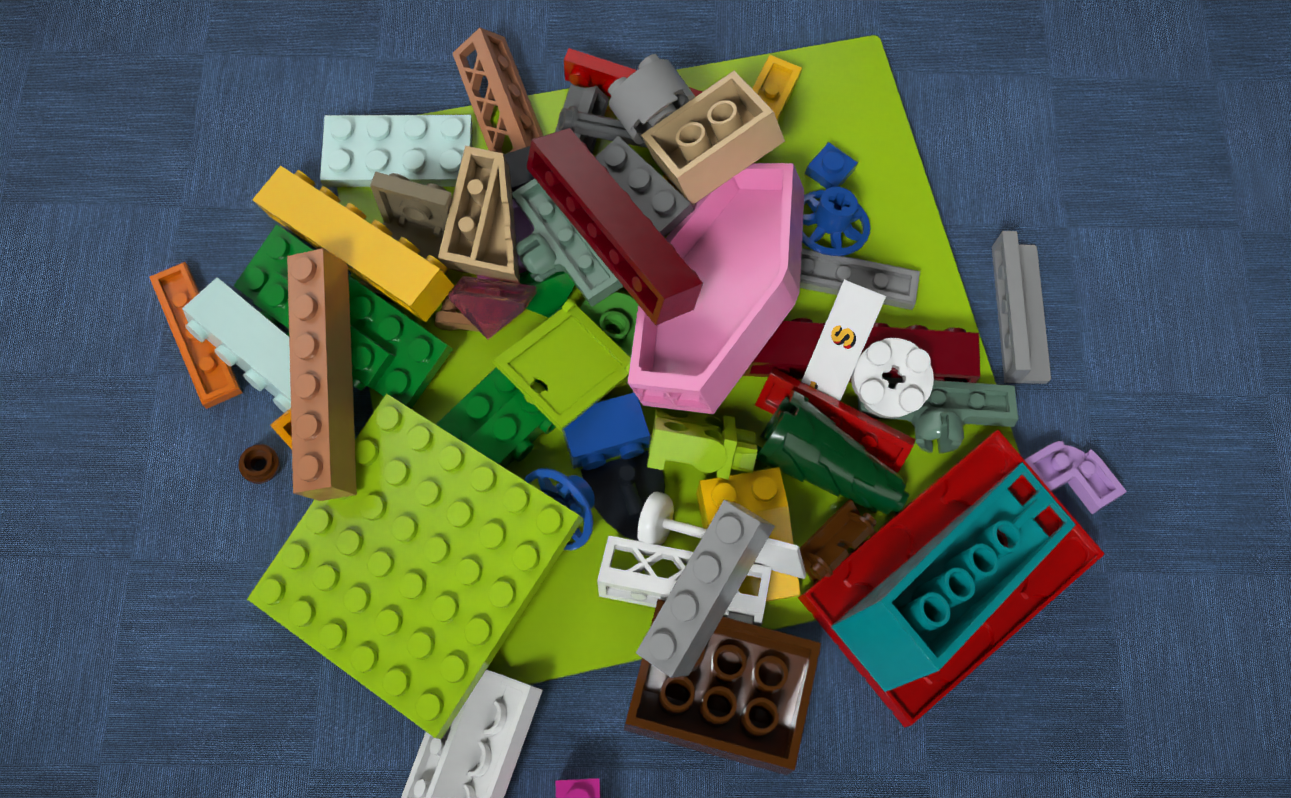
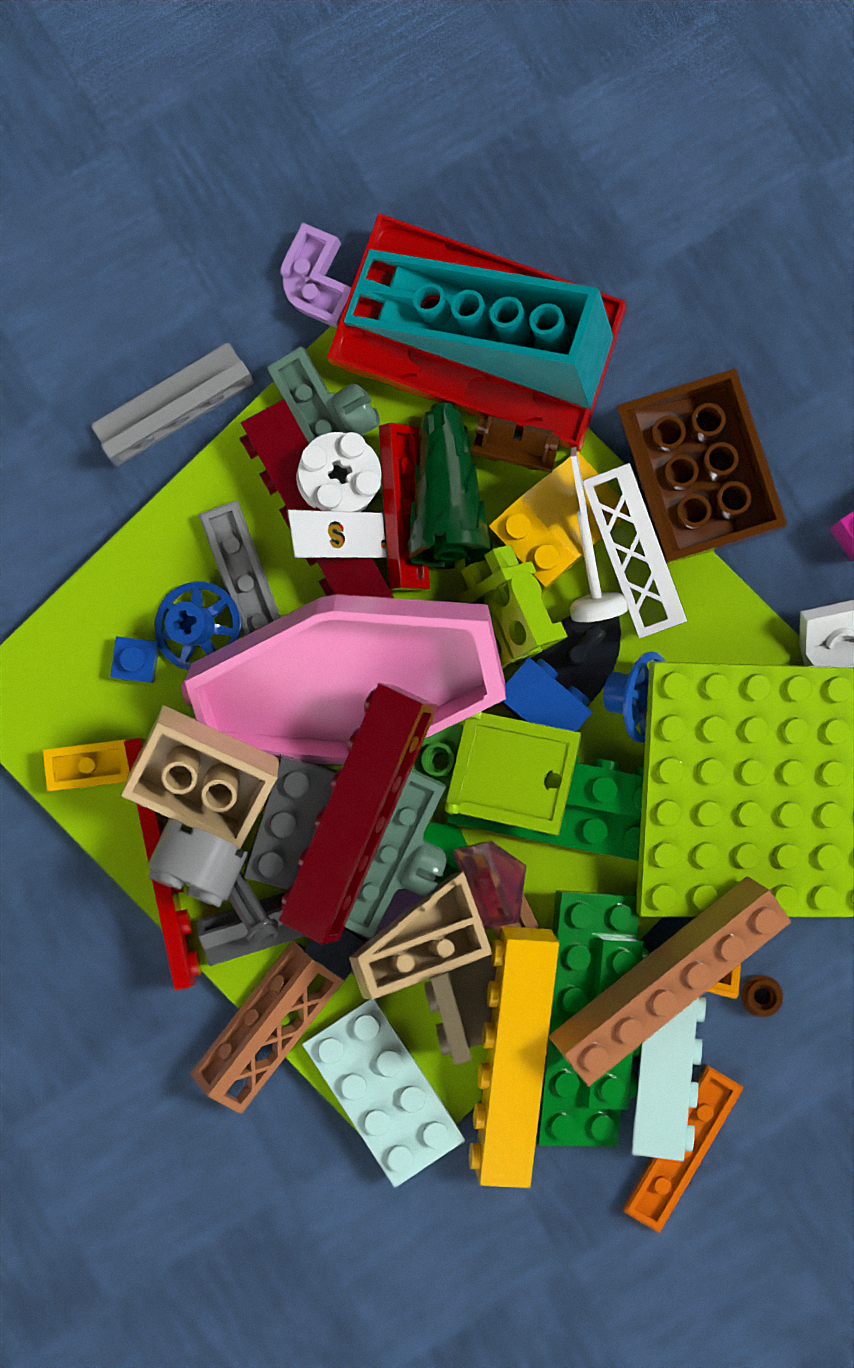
camera: 115 degrees left, 15 degrees up
(705, 589) = (651, 515): light grey brick -> none

